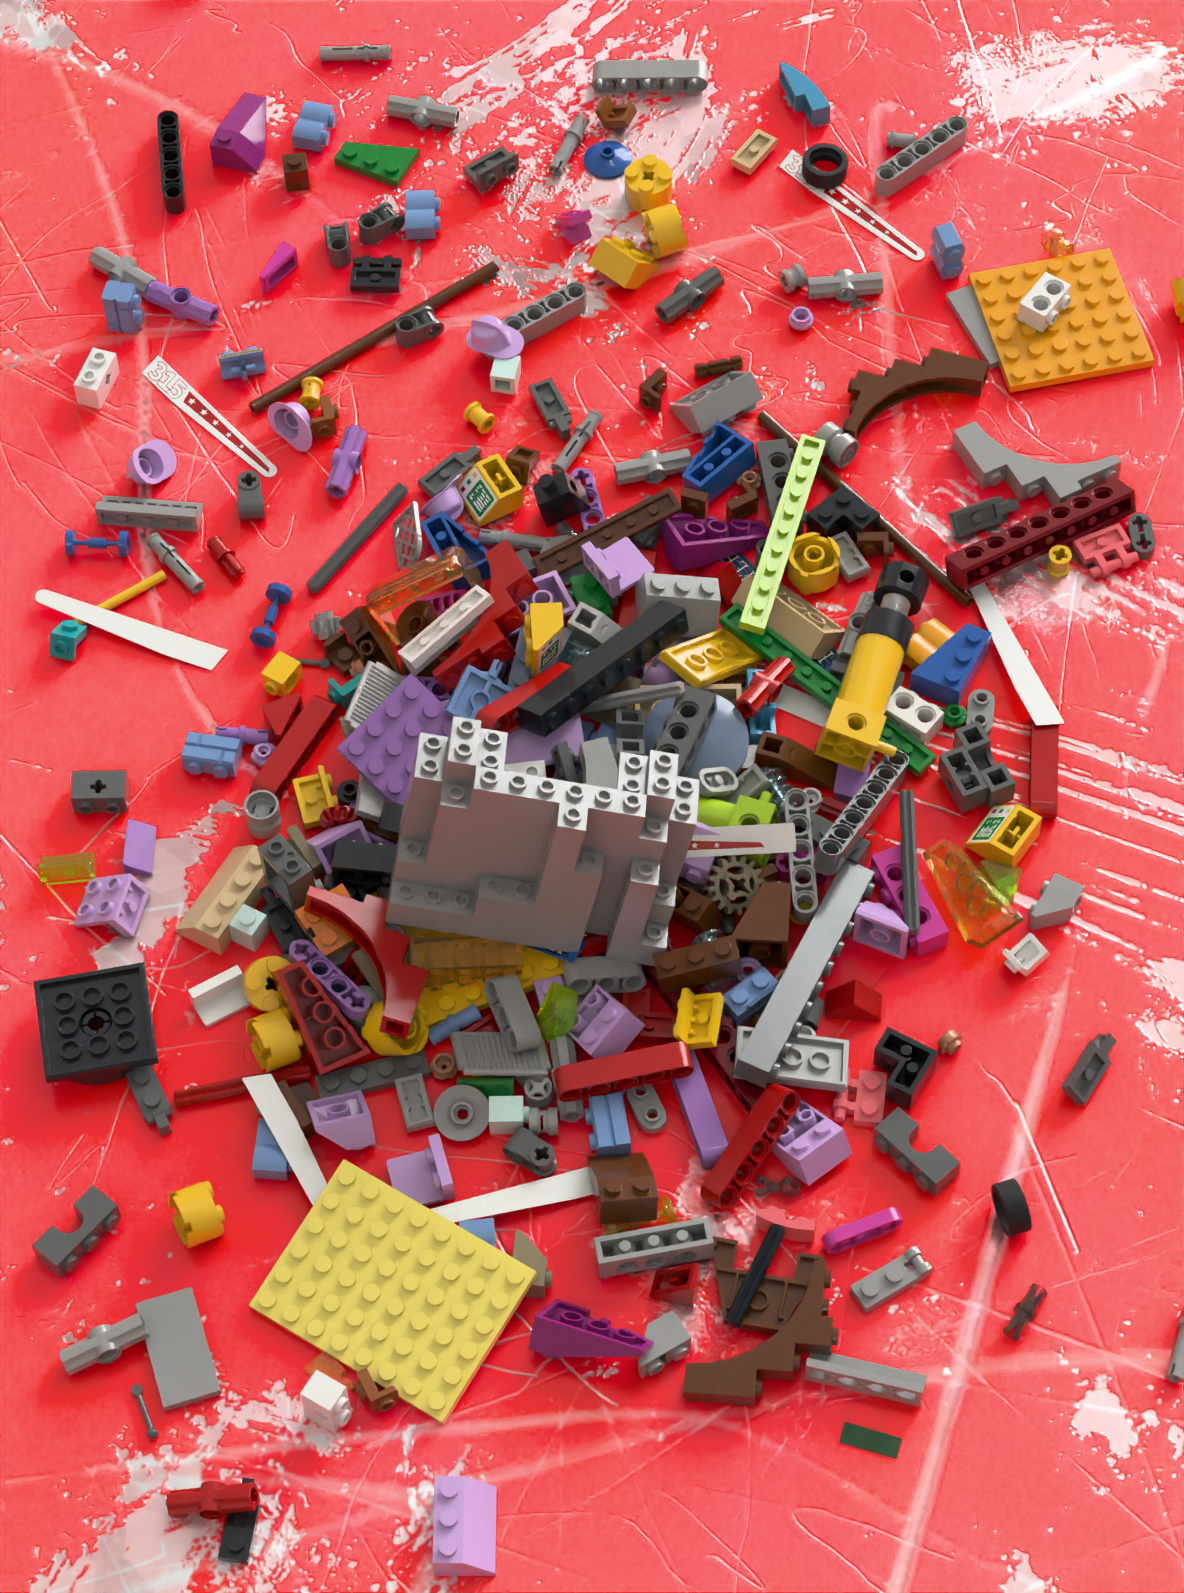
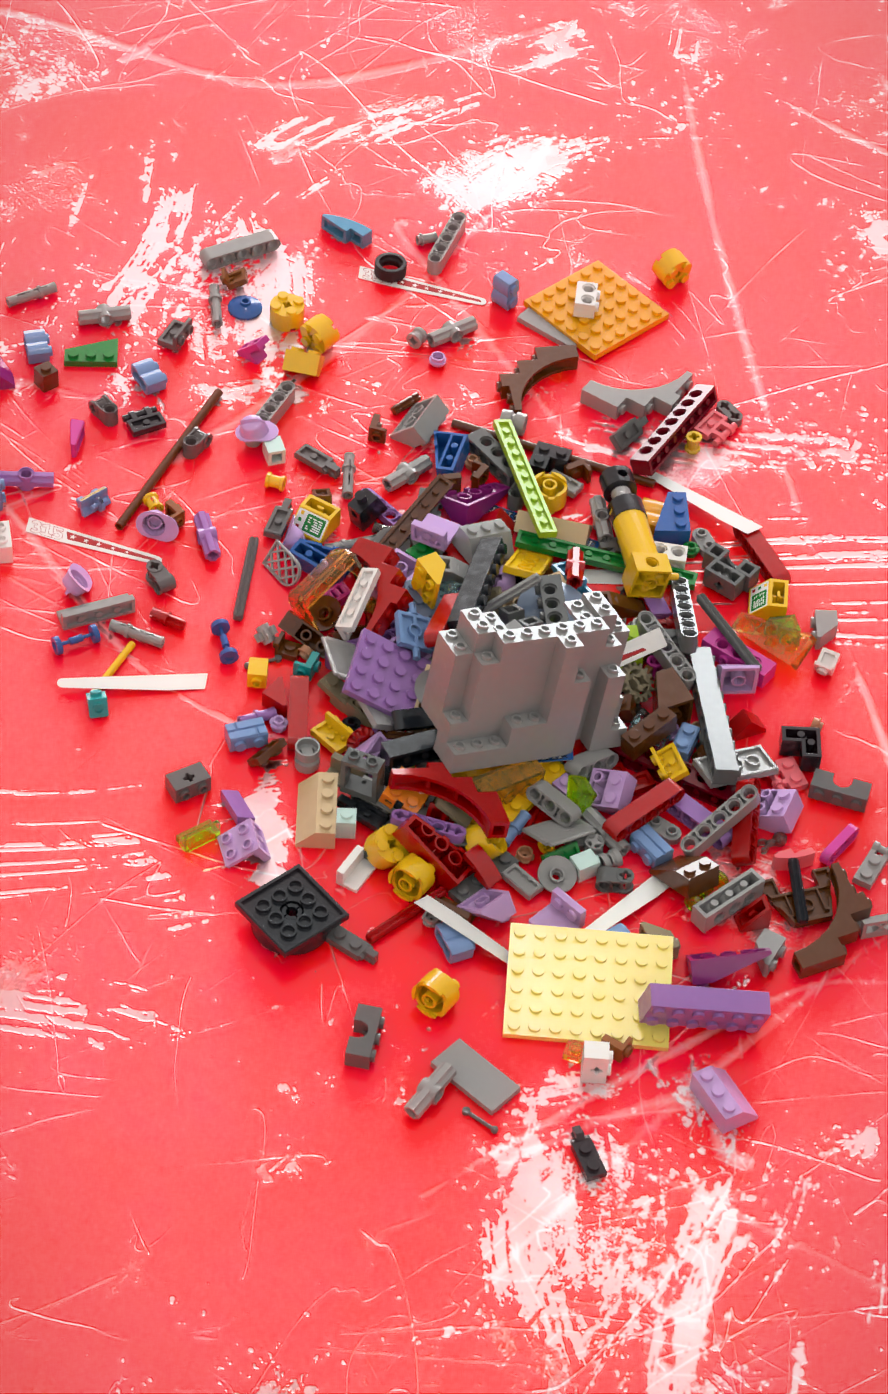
camera: 35 degrees left, 10 degrees down
(212, 1500) = (565, 1145): red piece -> none
(229, 787) = (271, 749): none -> reddish brown plate
(365, 1063) = (485, 869): none -> red slope
(378, 224) = (124, 390): dark grey piece -> none
(505, 1391) = (704, 1007): none -> medium lavender brick
(689, 295) = (358, 367): dark grey piece -> none
(720, 1136) = (723, 812): none -> light grey beam
(753, 151) = (338, 273): tan plate -> none
(1055, 242) = (564, 267): wheel -> none

